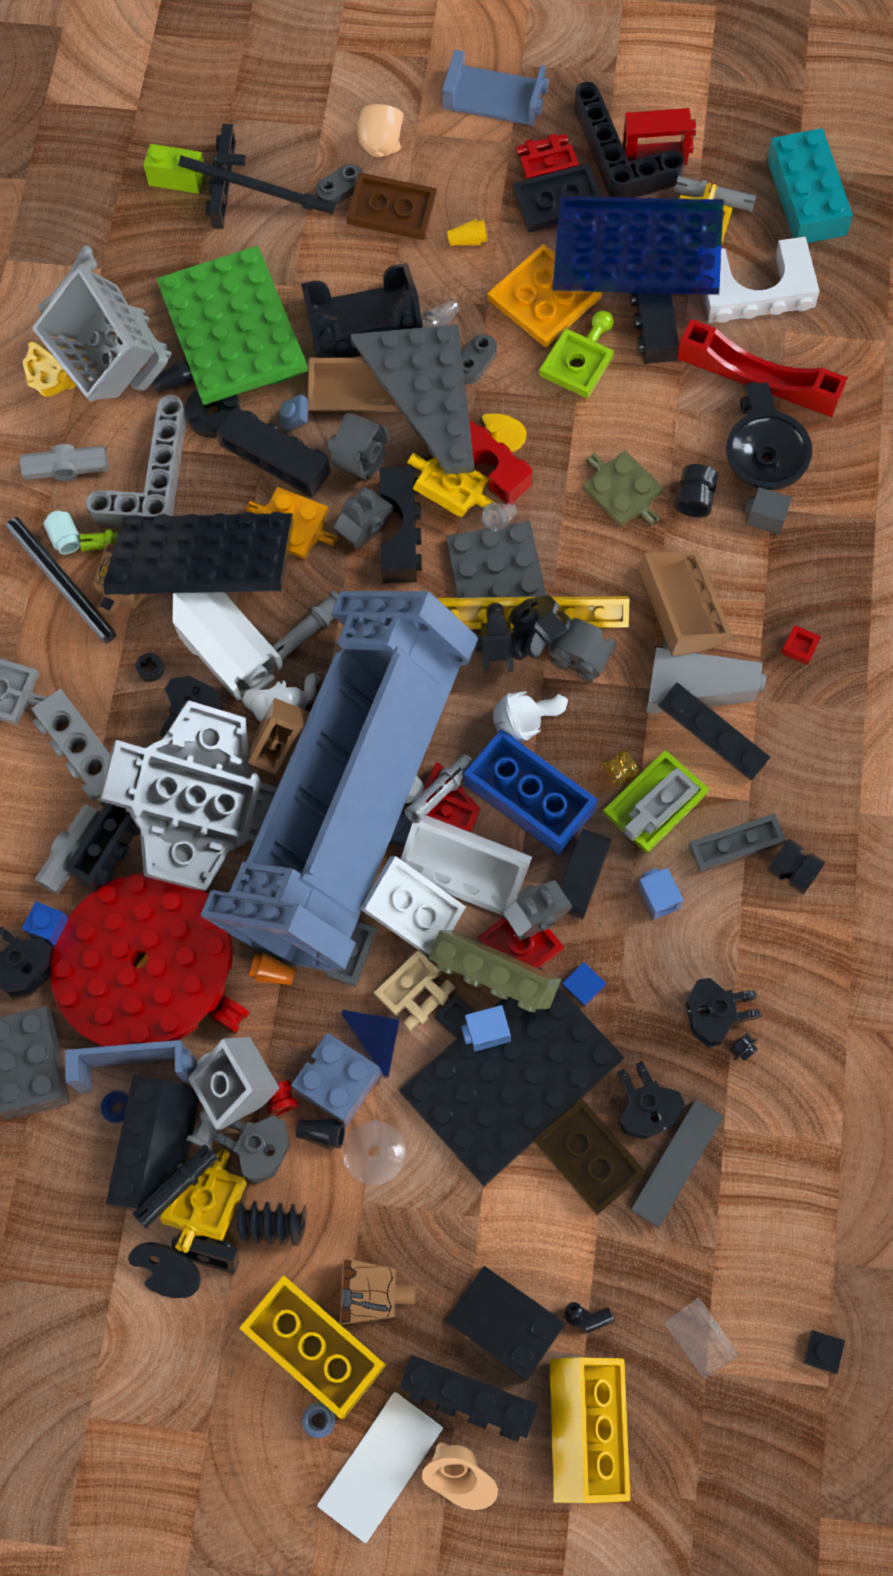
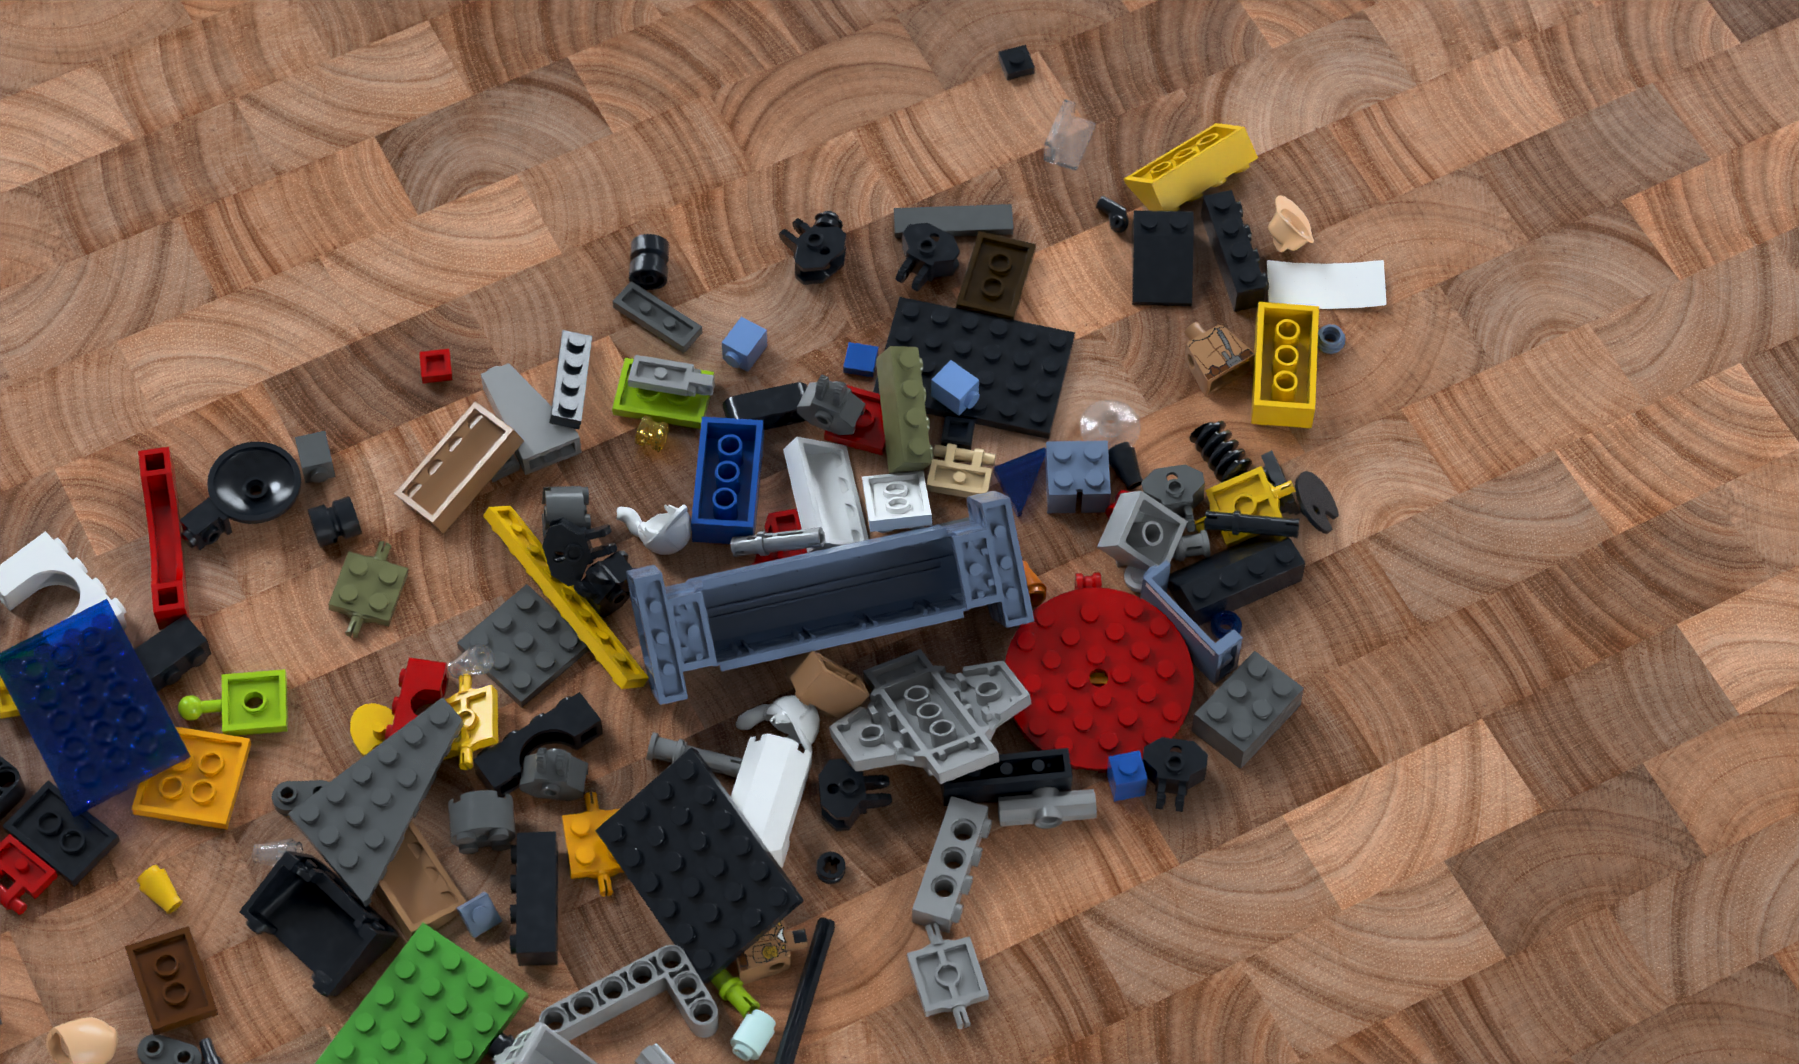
camera: 130 degrees left, 10 degrees down
(198, 417) = (535, 982): black plate -> none

